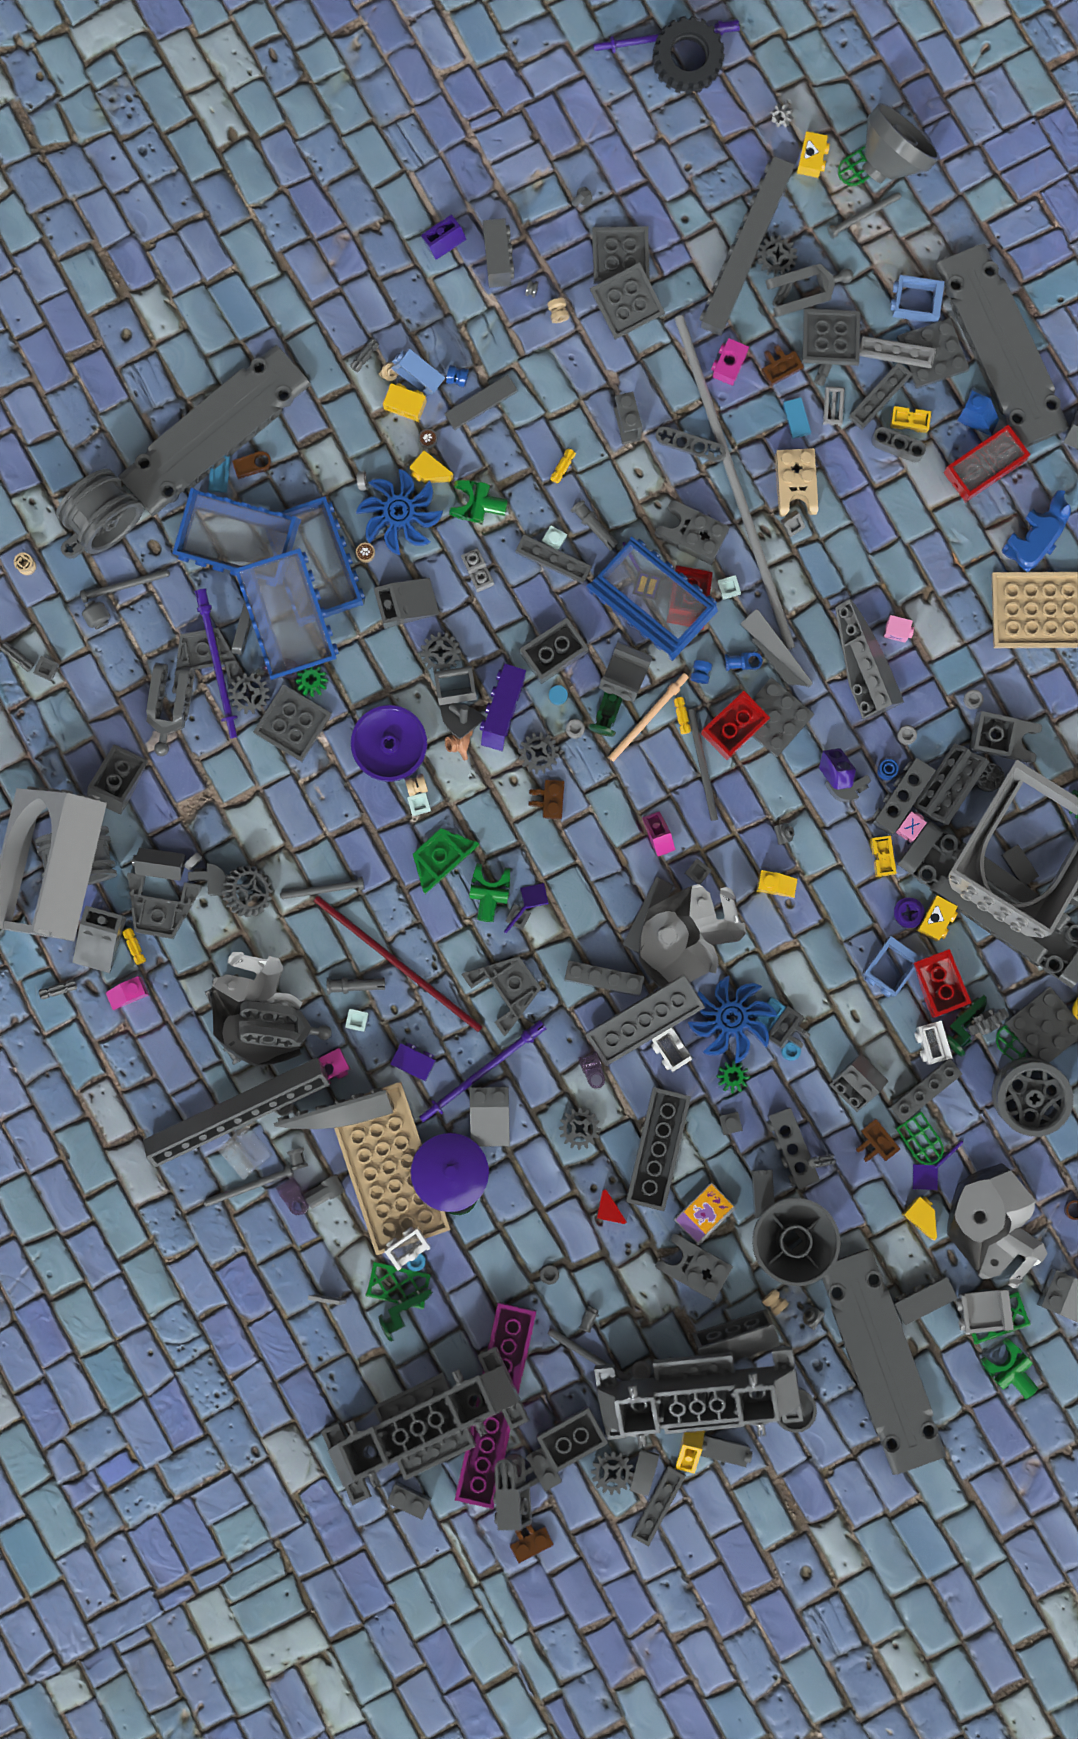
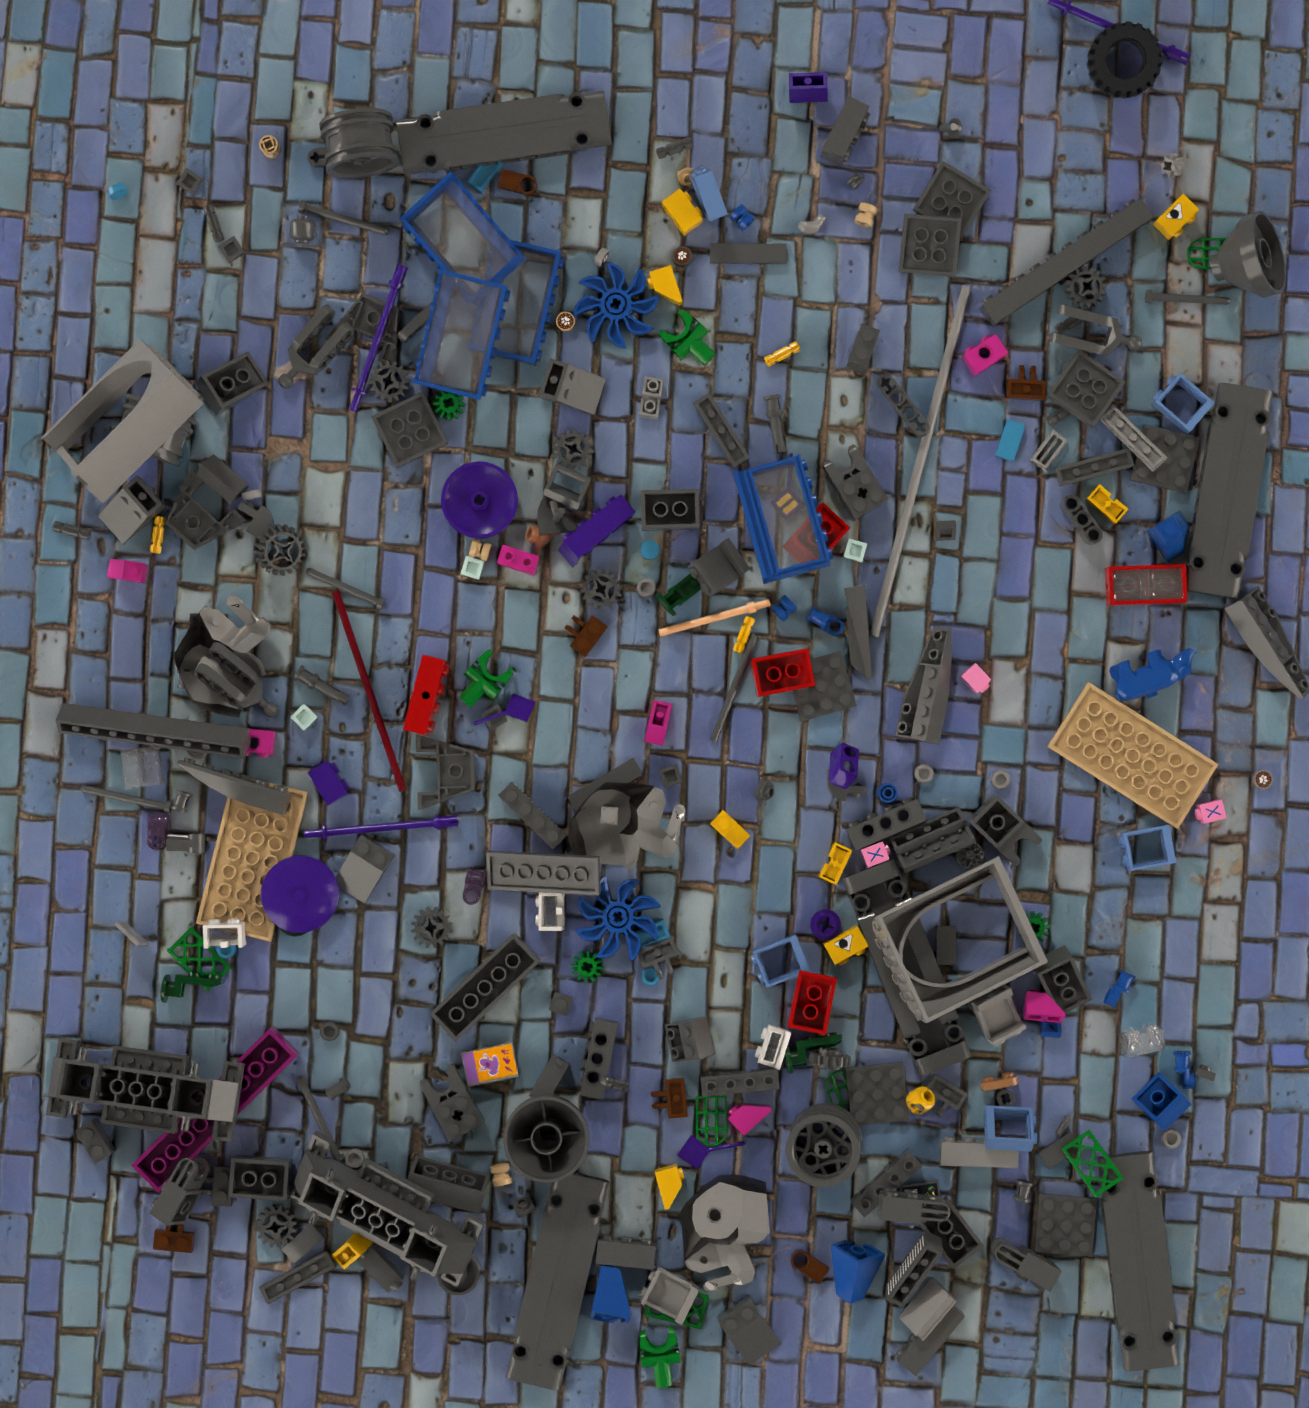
camera: 30 degrees right, 5 degrees up
(440, 856) = (461, 624): green wing -> none
(444, 922) = (428, 680): none -> red brick
(454, 773) = (518, 560): none -> dark pink brick
(519, 348) = (810, 227): none -> light grey arm
(554, 538) = (734, 412): light aqua plate -> none
(608, 1209) = (412, 1010): red slope -> none
(796, 485) = (969, 499): tan brick -> none
(937, 1346) = (610, 1297): none -> blue slope
(950, 1116) = (747, 1116): none -> dark pink slope

